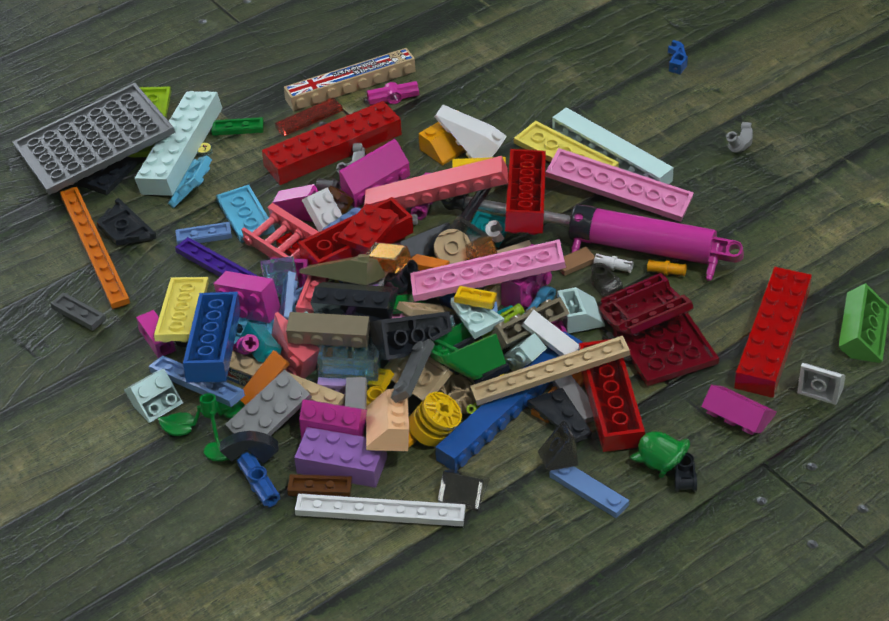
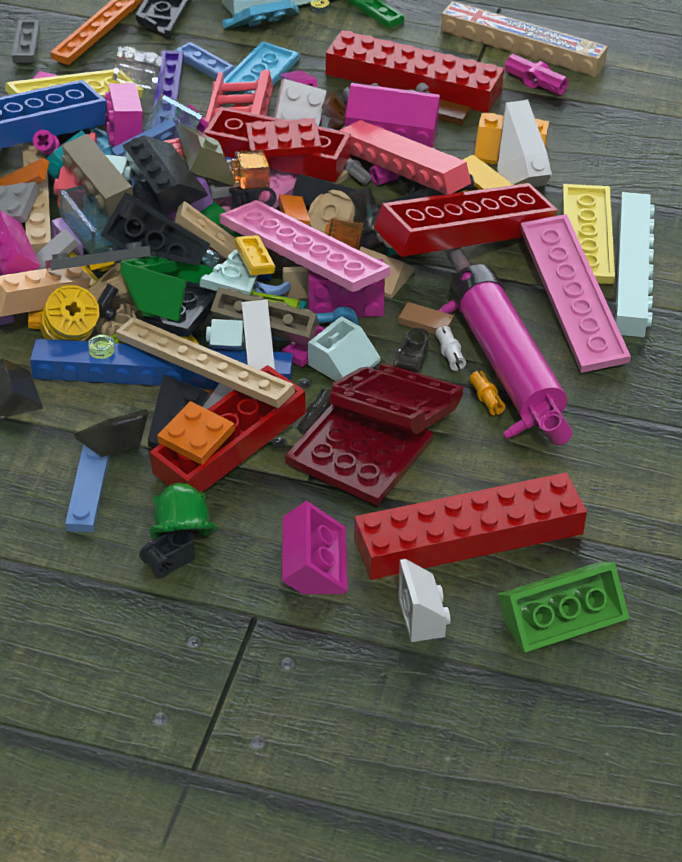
camera: 50 degrees right, 0 degrees up
(187, 266) = (137, 67): none -> clear slope
(308, 116) = (440, 42): clear red tile -> none
(446, 387) = (104, 302): none -> black arm
(477, 416) = (101, 346): none -> clear light blue tile
(611, 405) = (196, 433): none -> orange plate

